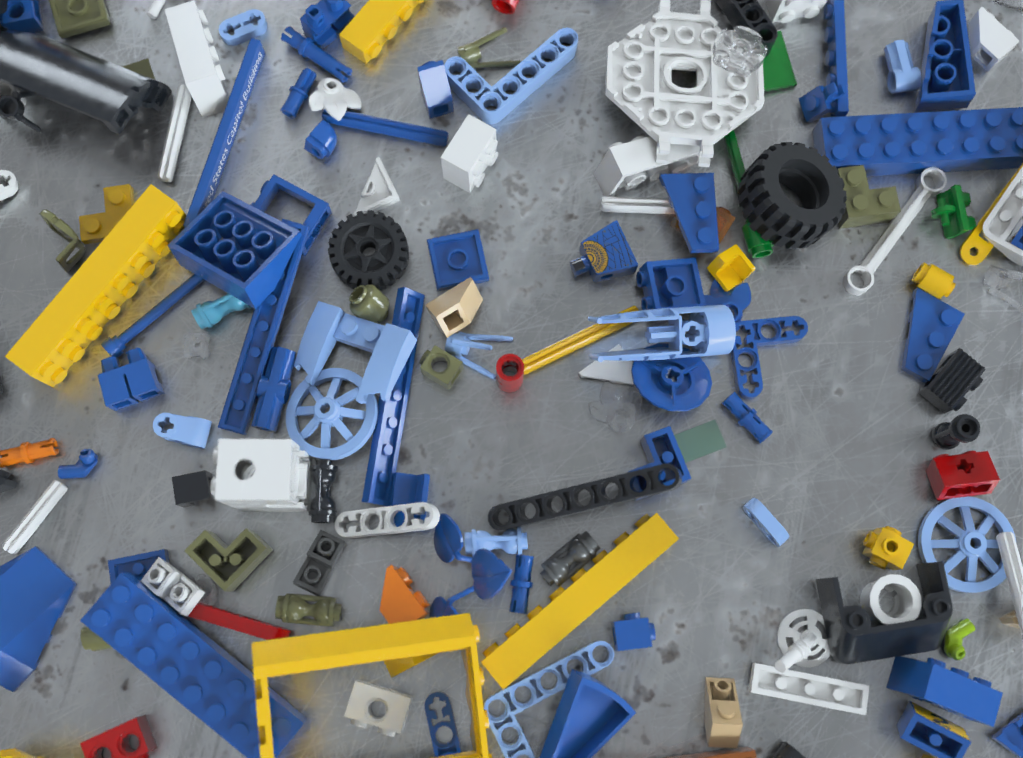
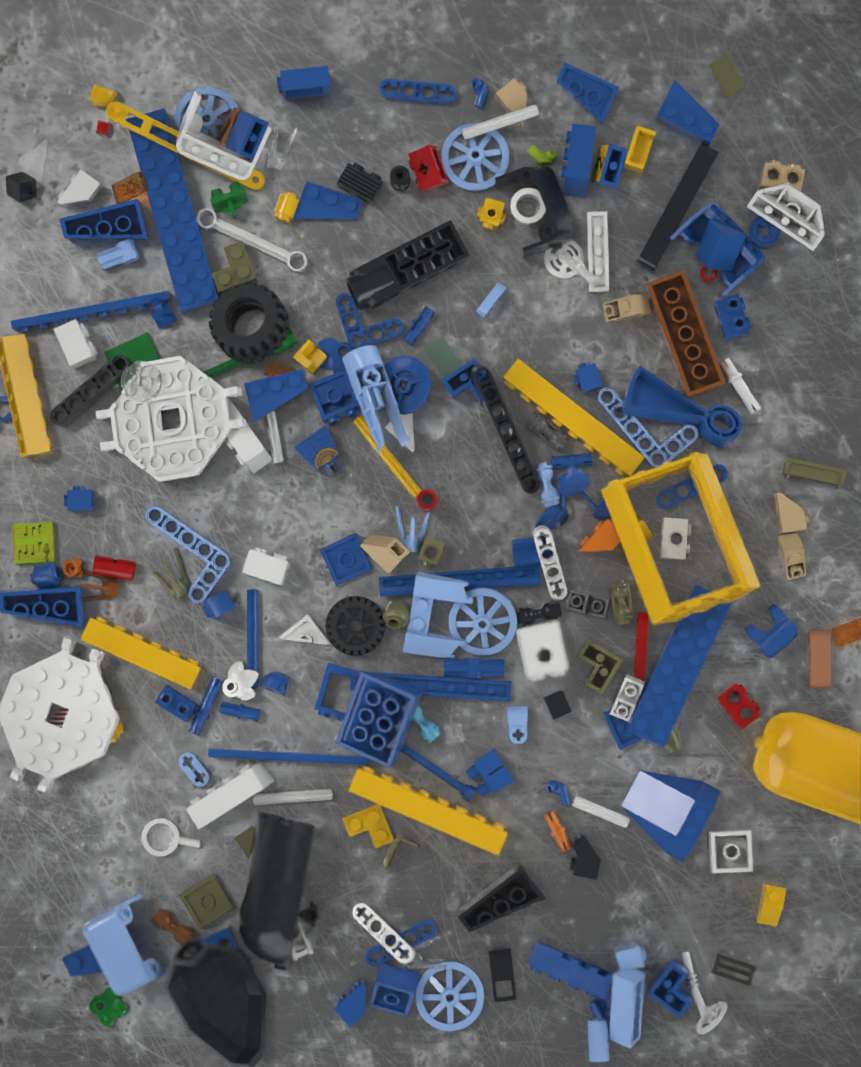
camera: 100 degrees left, 10 degrees up
(832, 415) = (406, 266): none -> black brick
(990, 96) = (129, 187): none -> clear orange plate

